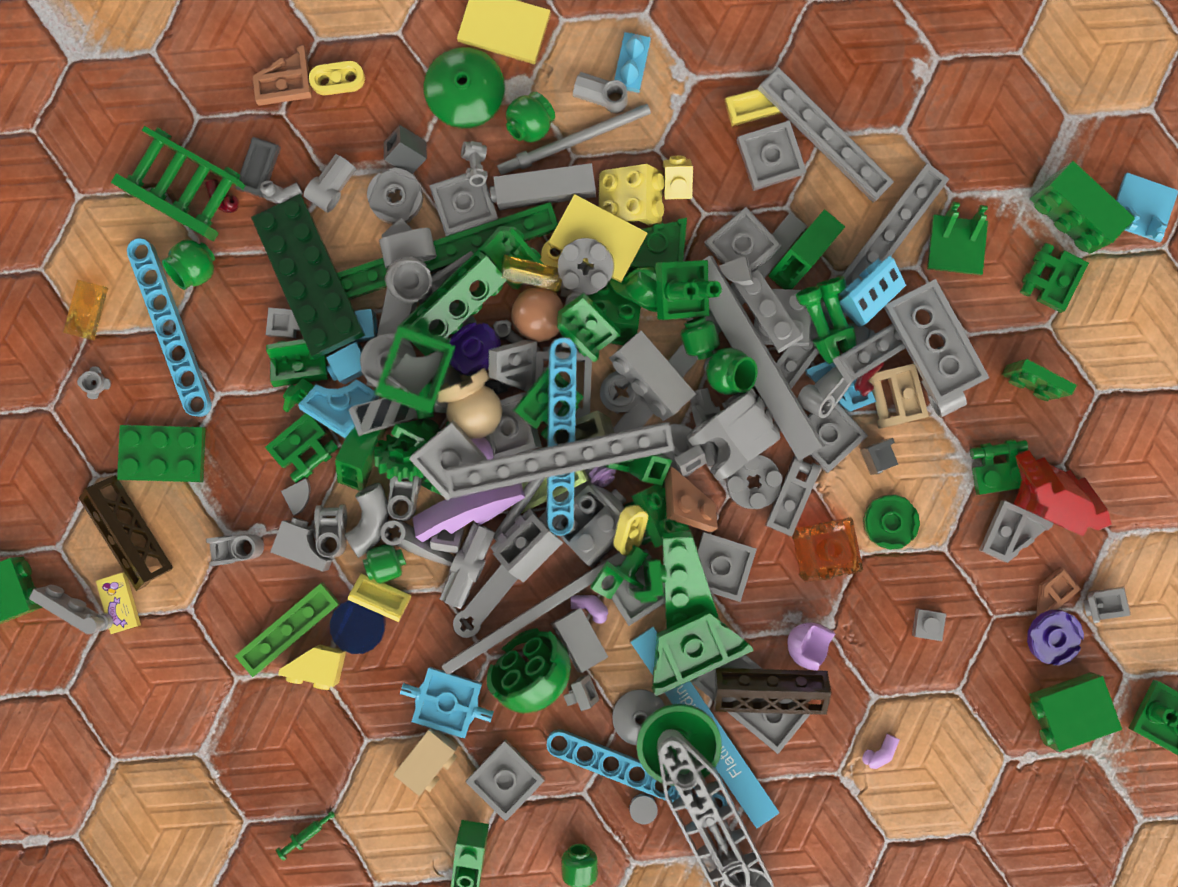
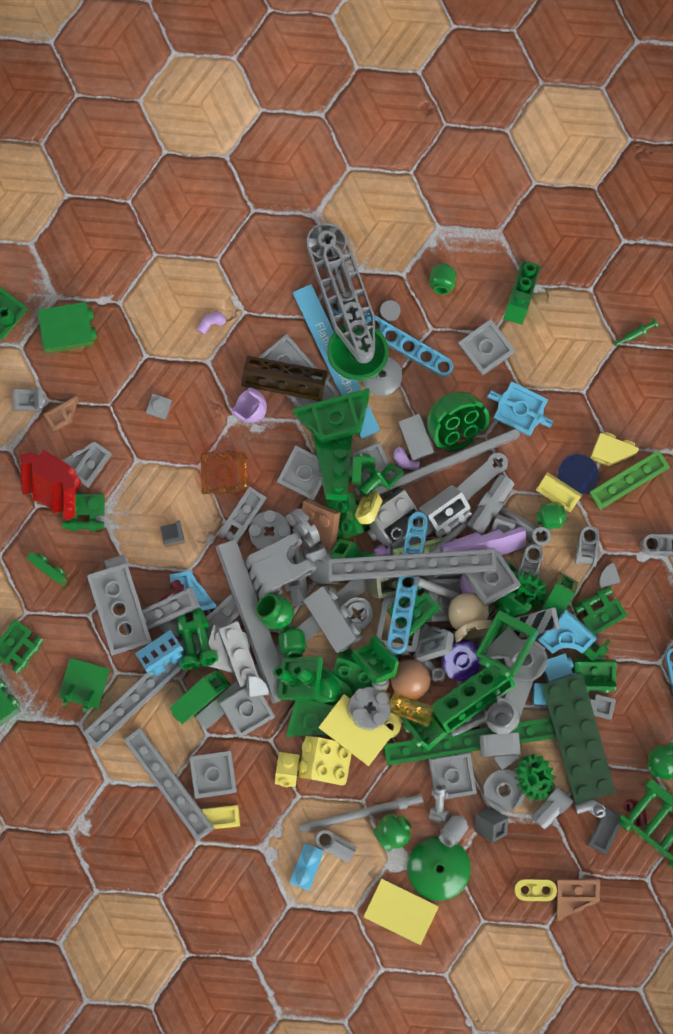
camera: 175 degrees left, 5 degrees down
(297, 544) = (613, 539): light grey arch -> none
(357, 215) = (534, 777): none -> green gear
(373, 517) = (555, 549): light grey cylinder -> none
(426, 760) = (541, 370): tan brick -> none
(452, 132) = (453, 830): none -> light grey brick
(521, 435) = (435, 588): none -> light grey bar
(543, 186) = (391, 778): light grey brick -> none
(583, 693) = (420, 399): light grey tile -> none
(712, 490) = (308, 533): none -> light grey plate
(824, 394) = (208, 584): light grey piece -> none
(839, 435) = (203, 557): light grey tile -> none
(891, 522) = (172, 485): green tile -> none
(906, 396) = (145, 579): tan plate -> none
(1055, 637) = (69, 382): tile -> none

